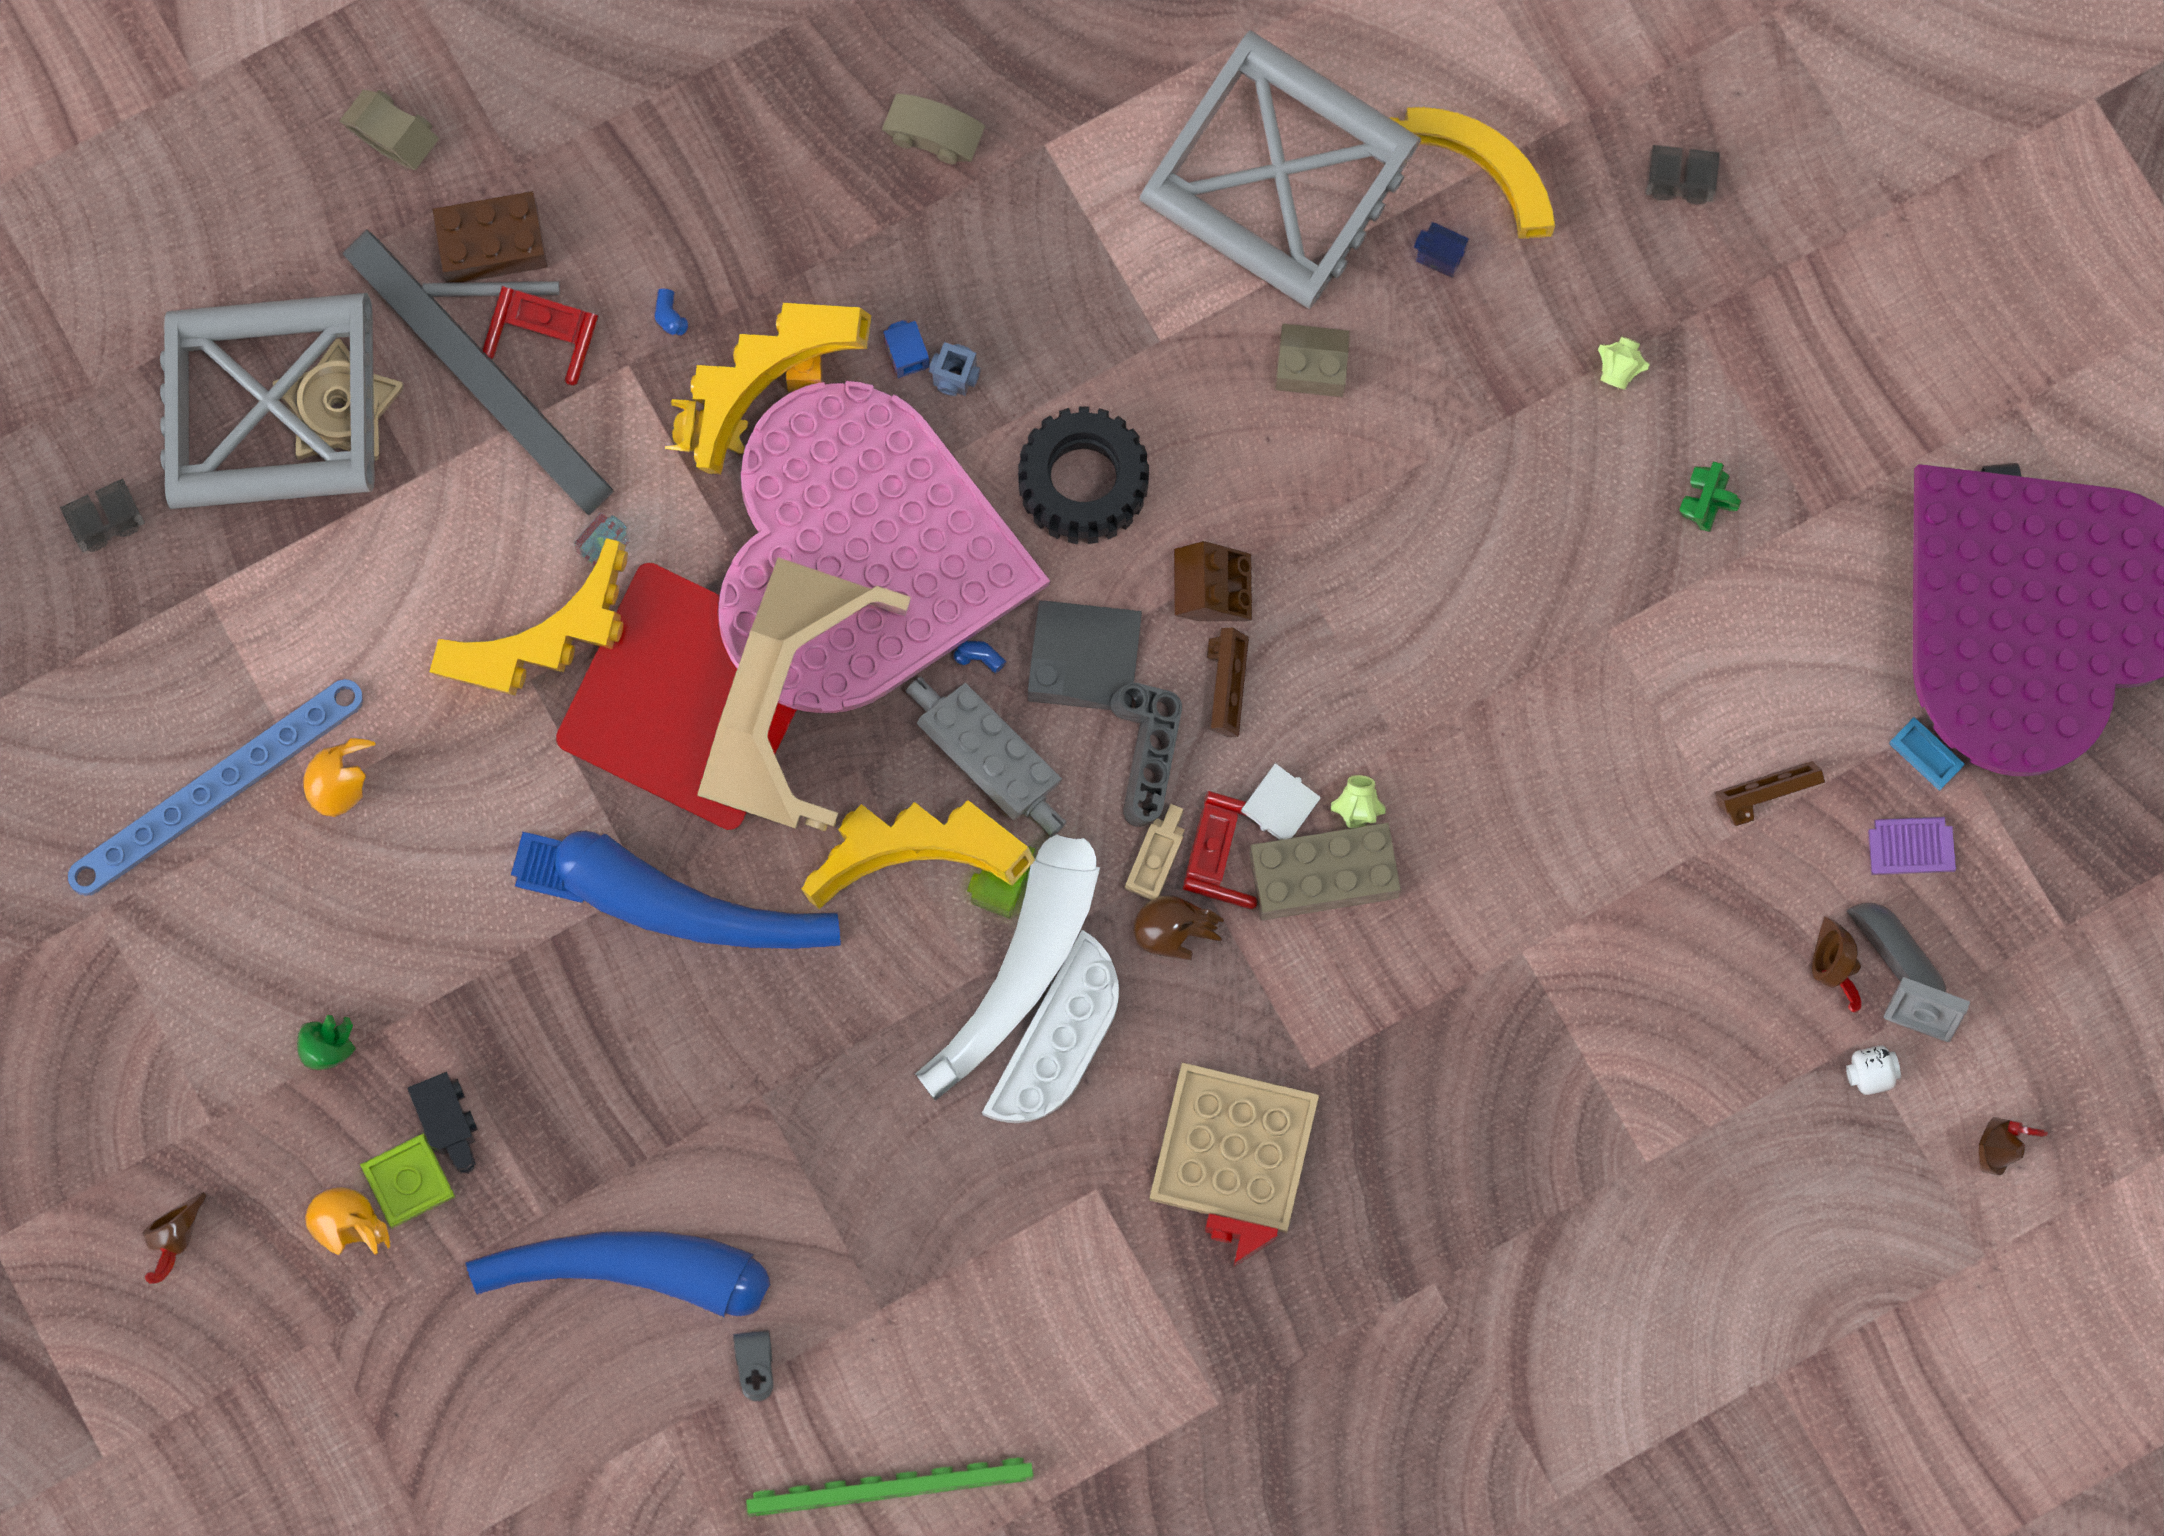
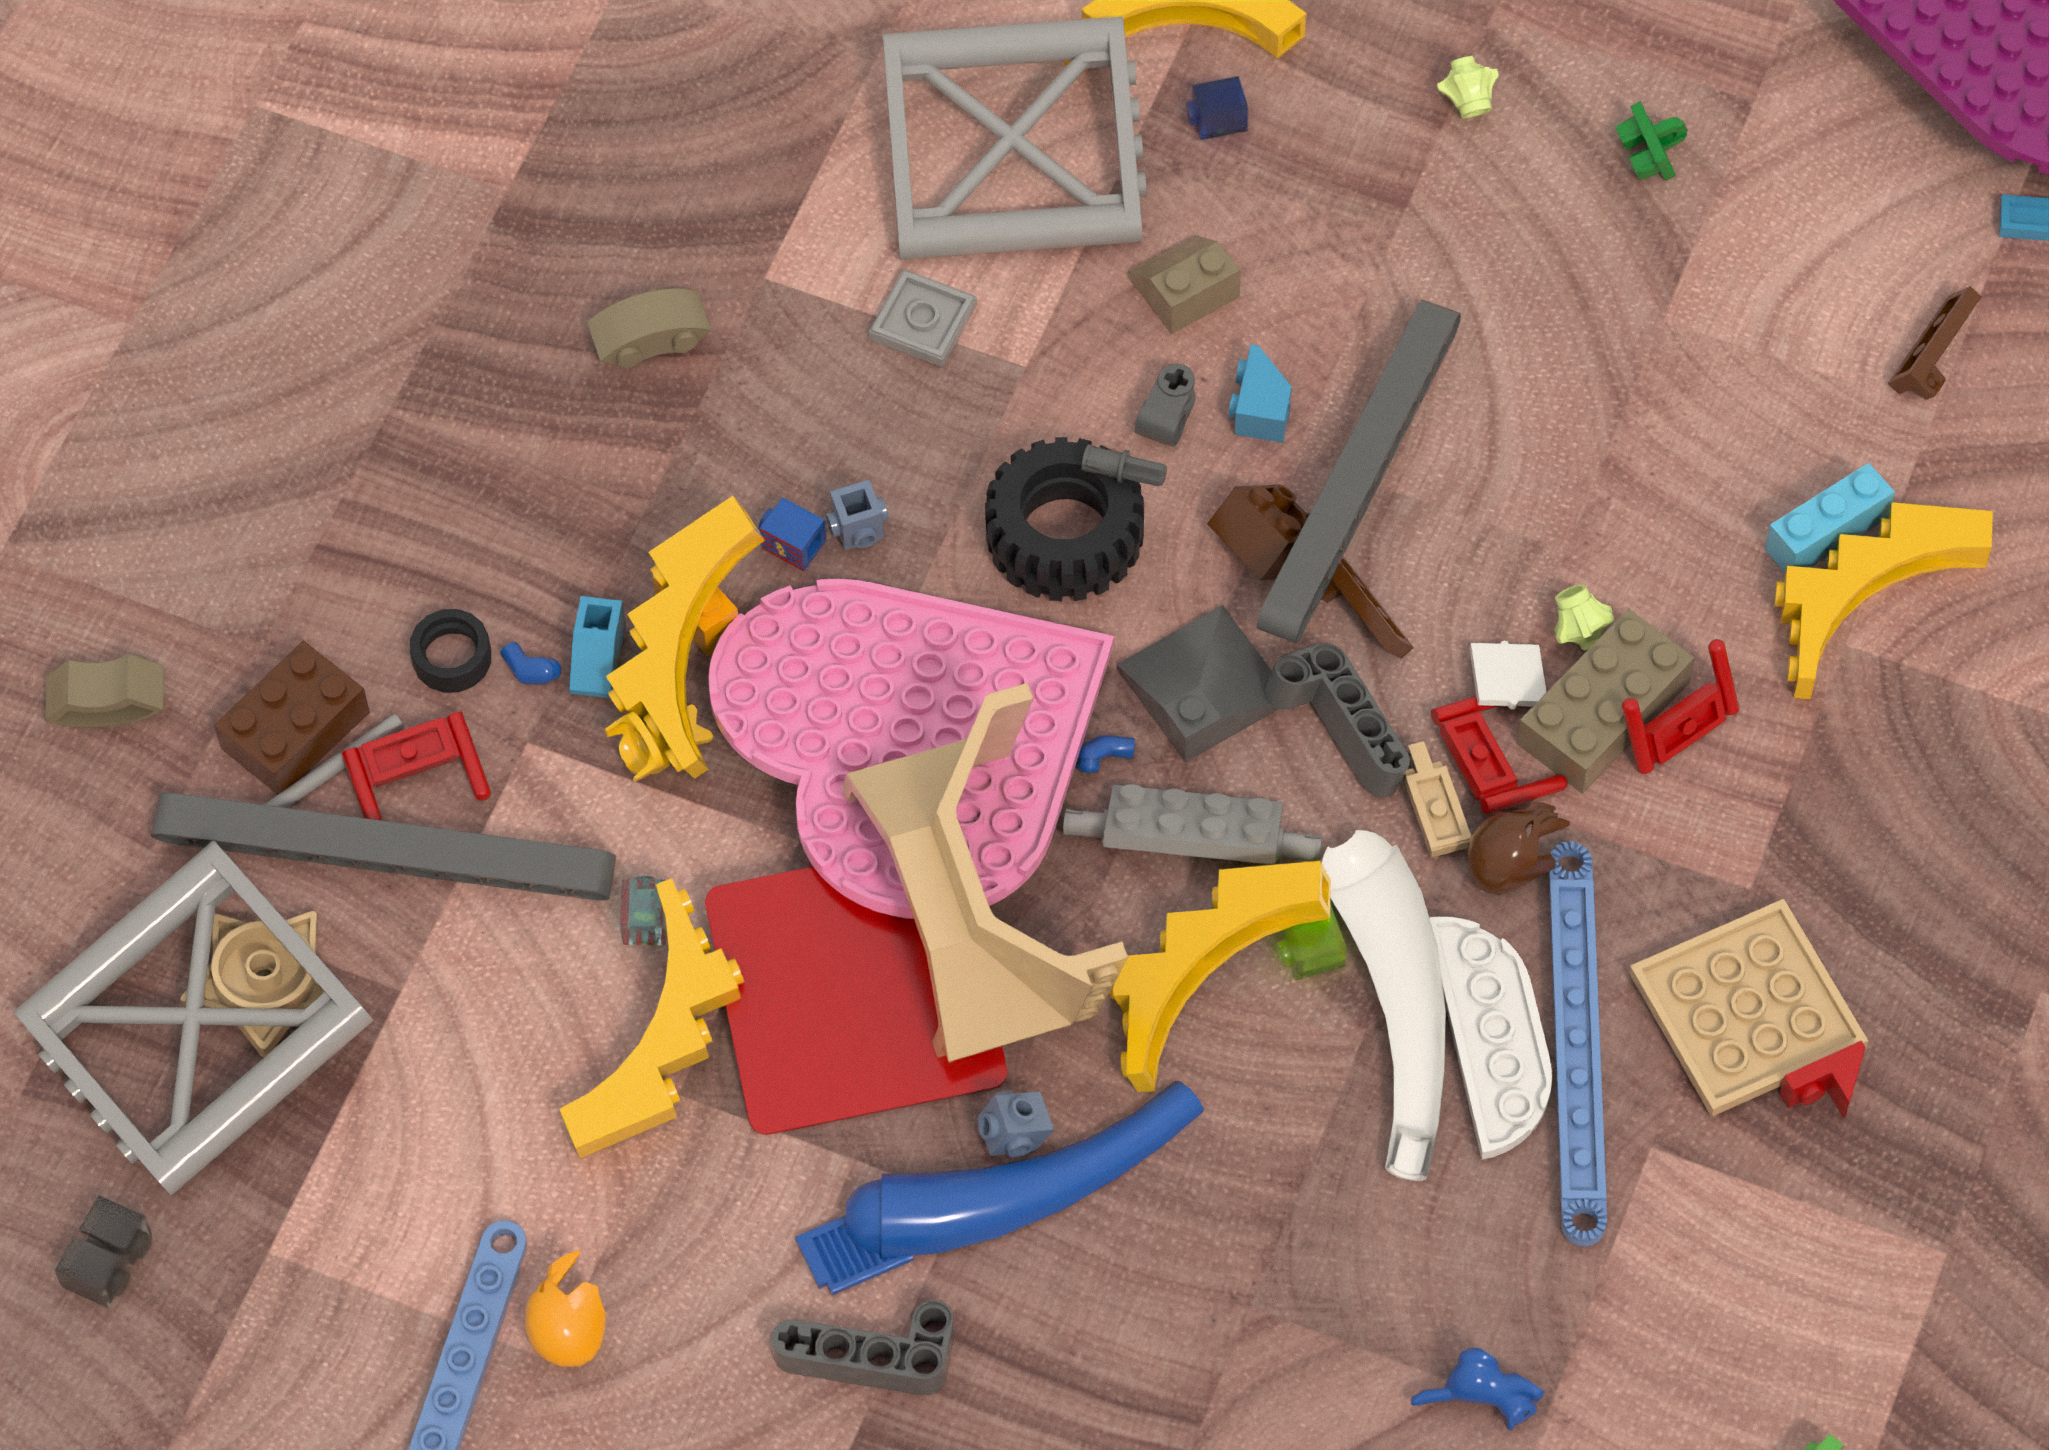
camera: 35 degrees left, 15 degrees down
(499, 938) = (864, 1346): none -> dark grey beam
(622, 240) = (450, 622): none -> black tyre
(709, 865) = (1014, 1123): none -> sand blue brick
(716, 334) = (596, 645): none -> dark azure slope
(854, 1258) = (1480, 1381): none -> blue animal
(1106, 1085) = (1577, 1045): none -> medium blue plate
(1121, 254) = (923, 318): none -> light grey tile
(1138, 473) = (1123, 466): none -> dark grey axle
(1217, 446) = (1168, 405): none -> dark grey piece
(1287, 487) = (1264, 398): none -> dark azure slope
(1299, 589) = (1358, 472): none -> dark grey beam
(1363, 926) = (1684, 721): none -> red plate
(1527, 912) = (1909, 543): none -> yellow arch
(1582, 861) = (1814, 527): none -> medium azure brick

